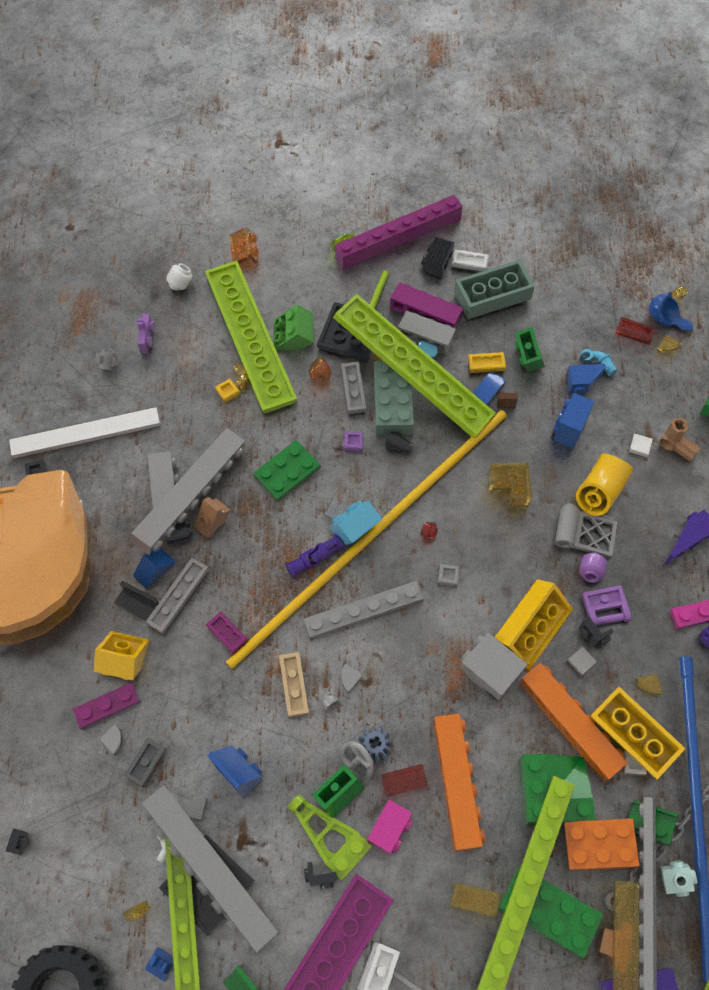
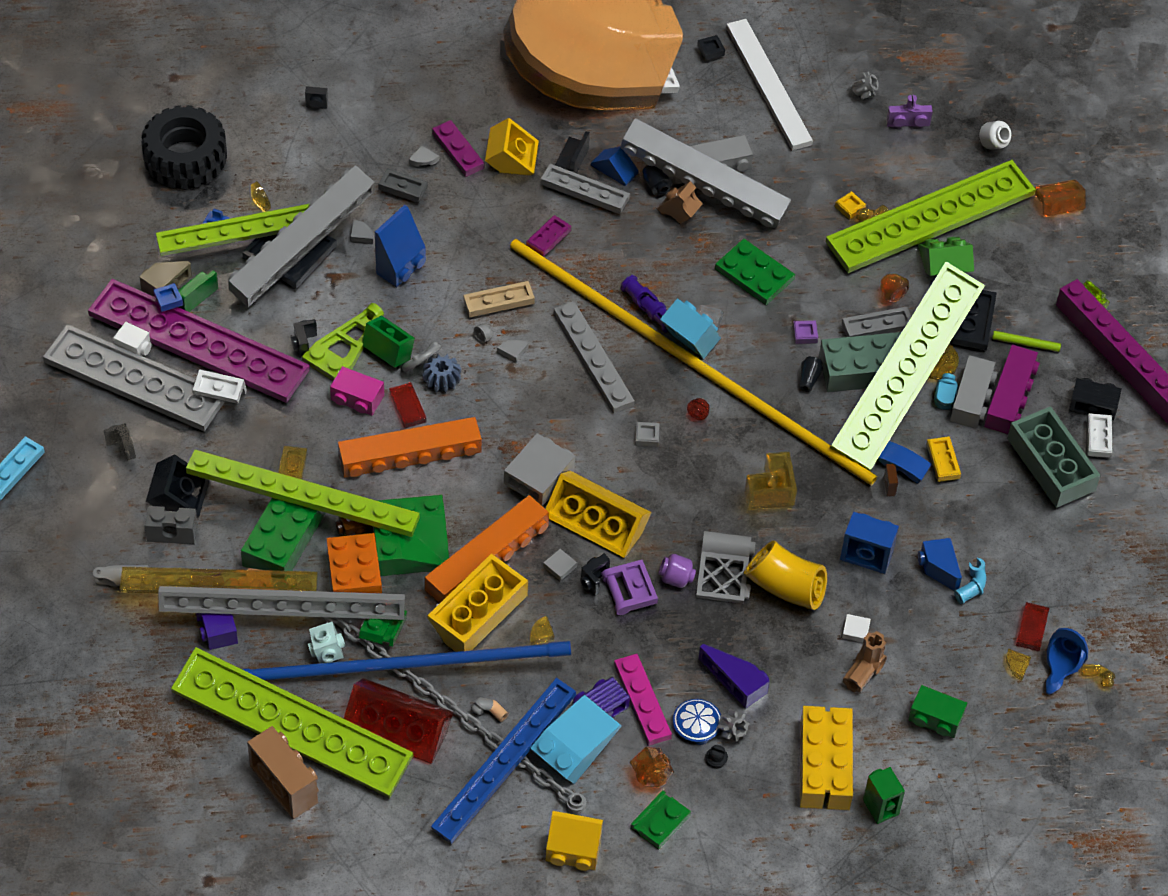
camera: 80 degrees right, 10 degrees down
(529, 349) = (967, 498): green brick -> none

